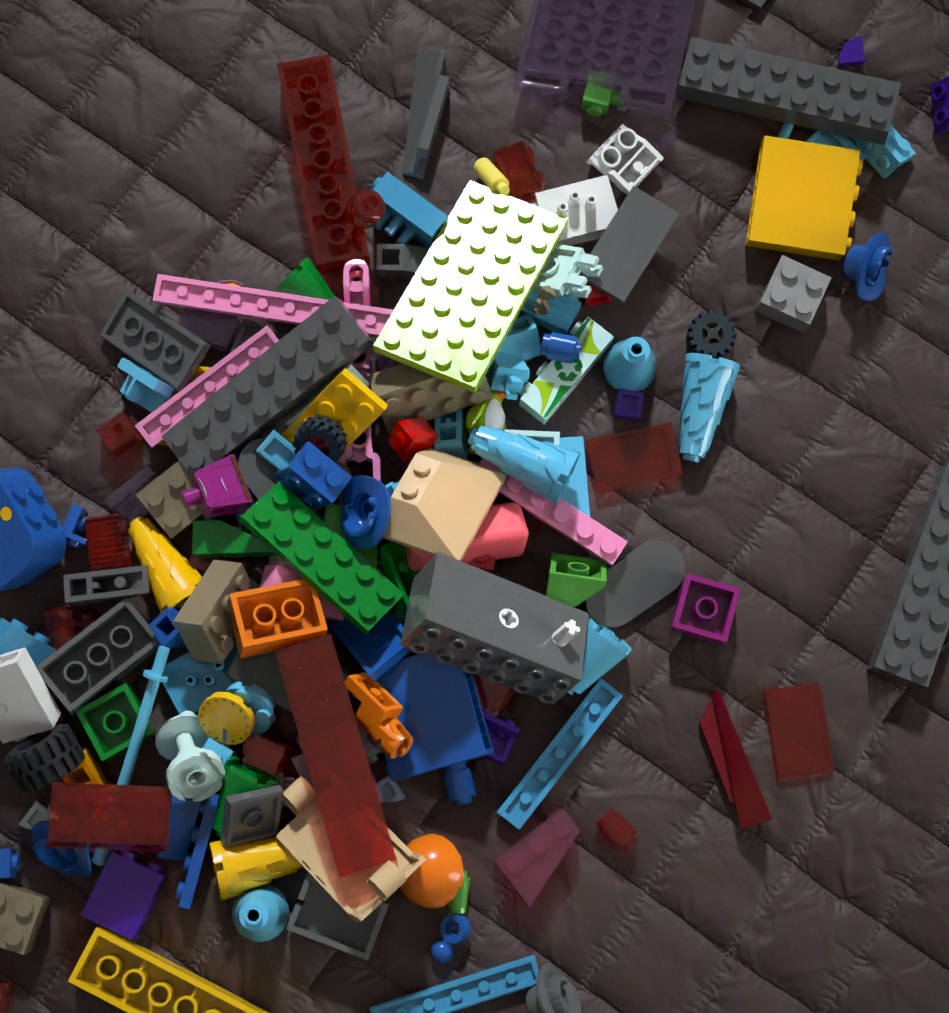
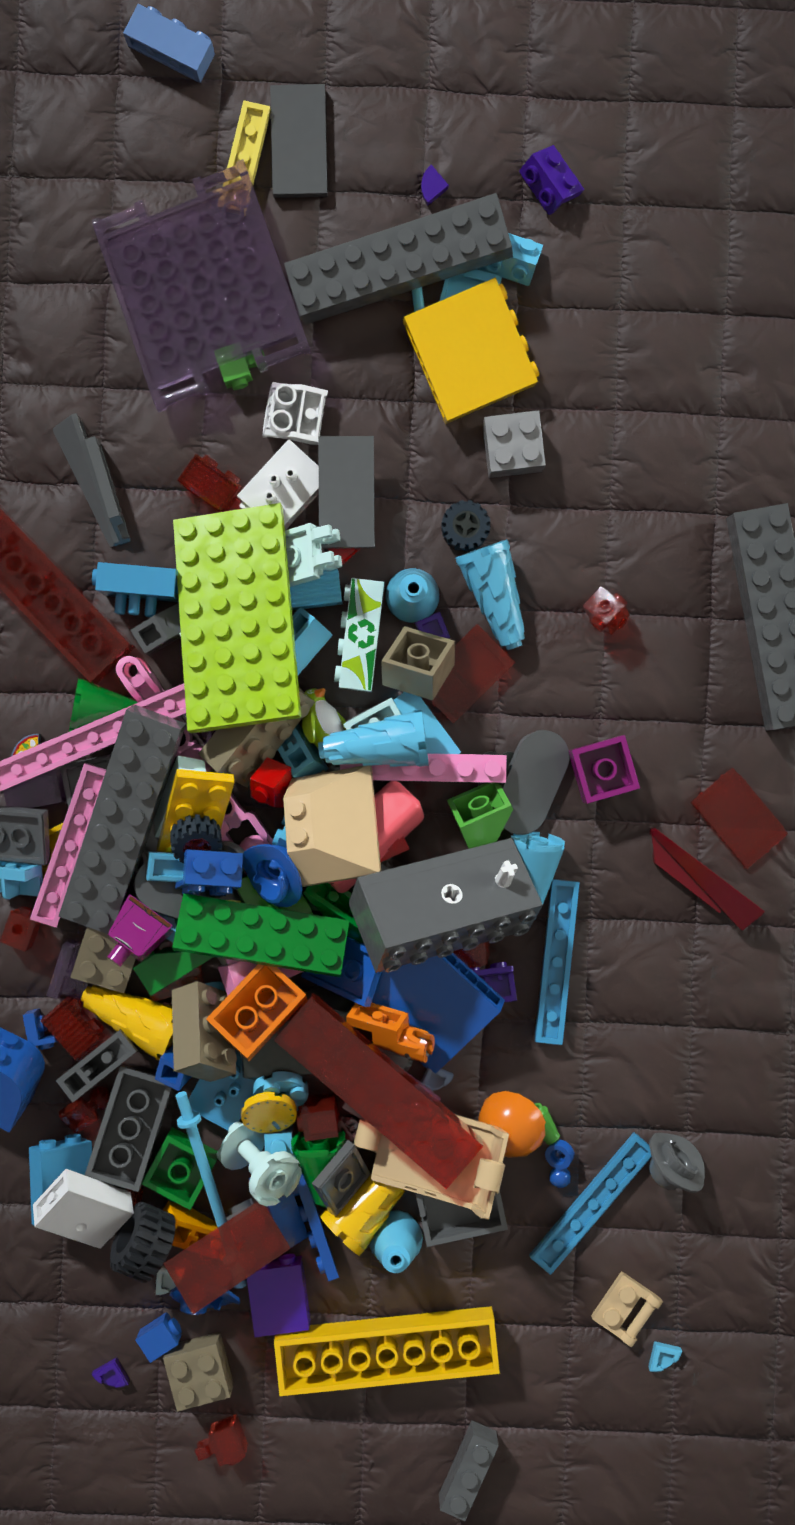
camera: 25 degrees left, 10 degrees up
(365, 208) = (100, 608): clear red head -> none
(459, 784) = (492, 1040): blue brick -> none
(491, 176) = (189, 503): light yellow cylinder -> none
(508, 374) = (316, 673): medium azure brick -> none
(537, 854) = (589, 1055): clear pink wedge -> none
(541, 305) = (306, 595): dark tan piece -> none
(560, 347) = (346, 622): blue brick -> none
(600, 418) = (418, 663): none -> dark tan brick
(617, 830) = (642, 994): clear red brick -> none
(789, 478) = (606, 611): none -> clear red brick
(868, 265) = (563, 379): blue hat -> none

